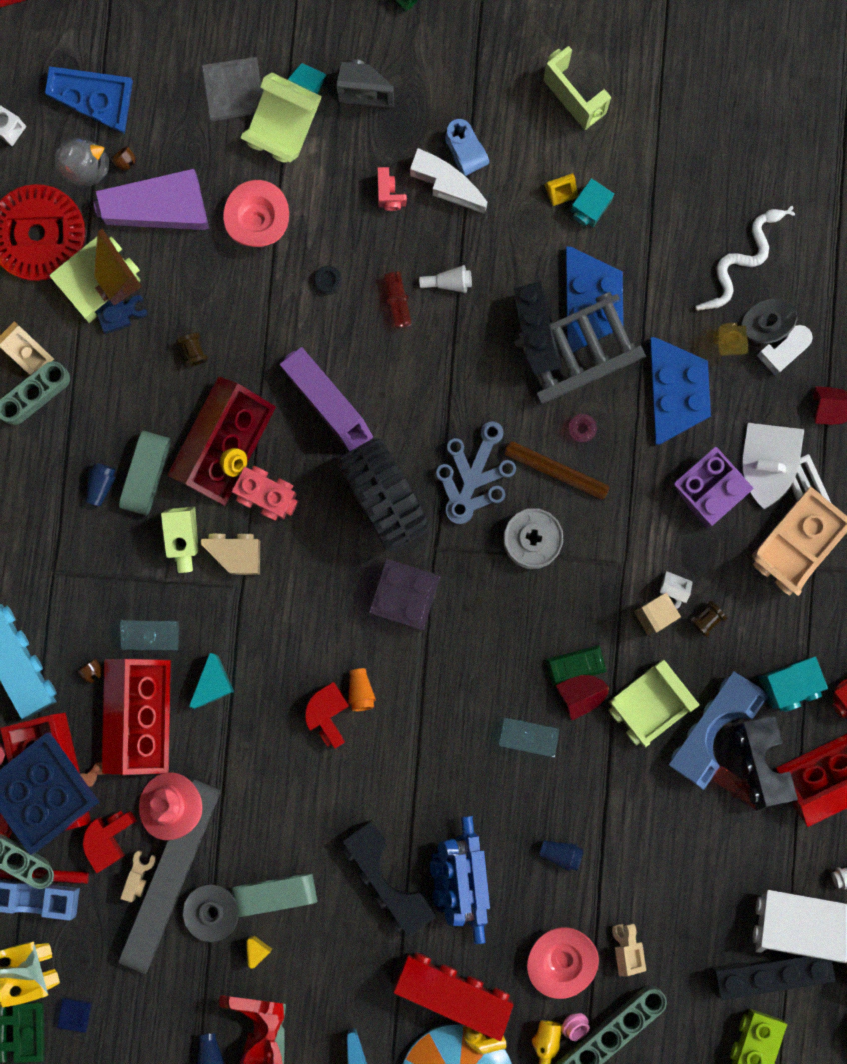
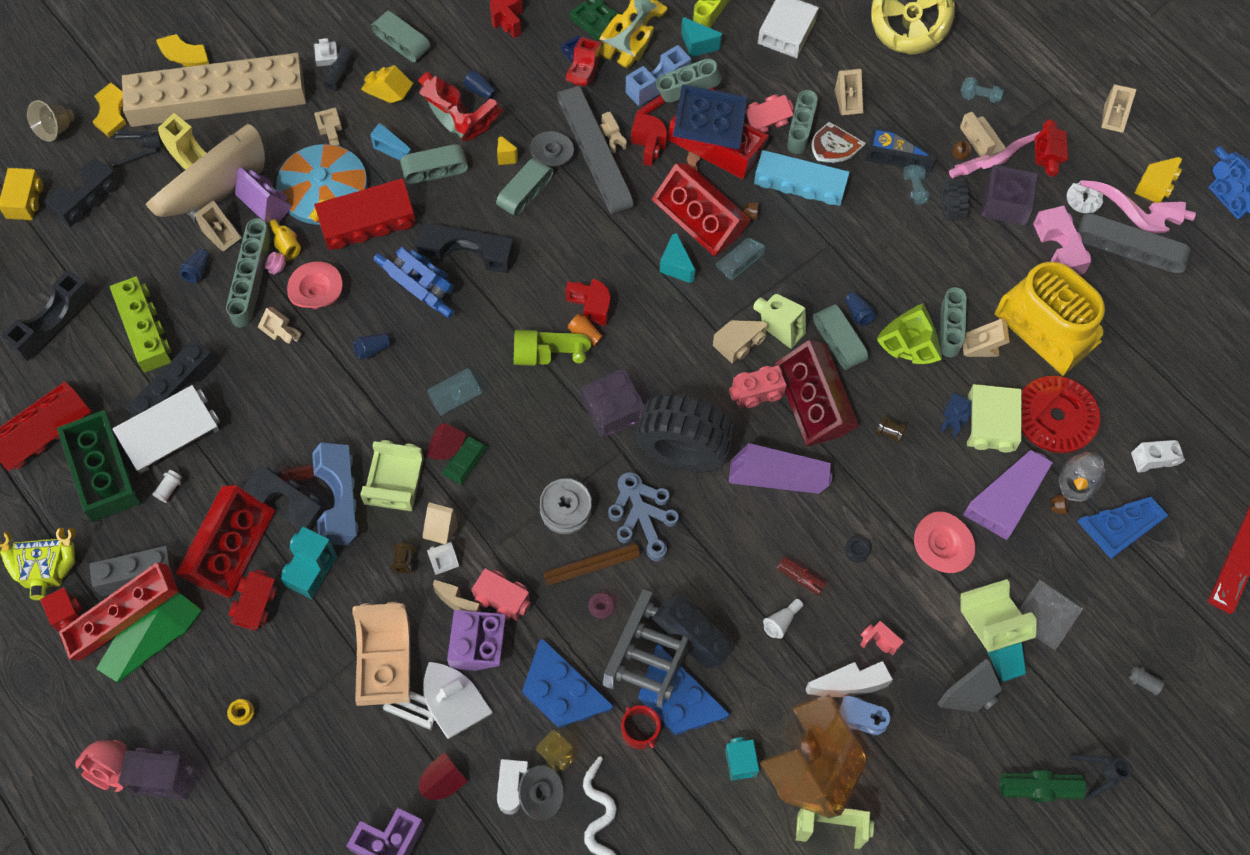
camera: 135 degrees right, 20 degrees down
(83, 413) = (912, 337): none -> lime brick
(89, 982) = (584, 62): none -> red brick
(112, 272) = (989, 419): reddish brown slope -> none
(170, 806) = (631, 178): coral hat -> none
(229, 457) = (800, 383): yellow plate -> none
(335, 1002) = (434, 164): none -> sand green beam
(426, 722) = (536, 347): none -> lime piece
(541, 124) = (834, 763): none -> clear orange windscreen
(562, 189) = (770, 748): yellow slope -> none
(652, 284) = (640, 710): none -> red piece
(658, 508) = (501, 594): none -> coral brick
(699, 548) = (451, 596): none -> tan slope

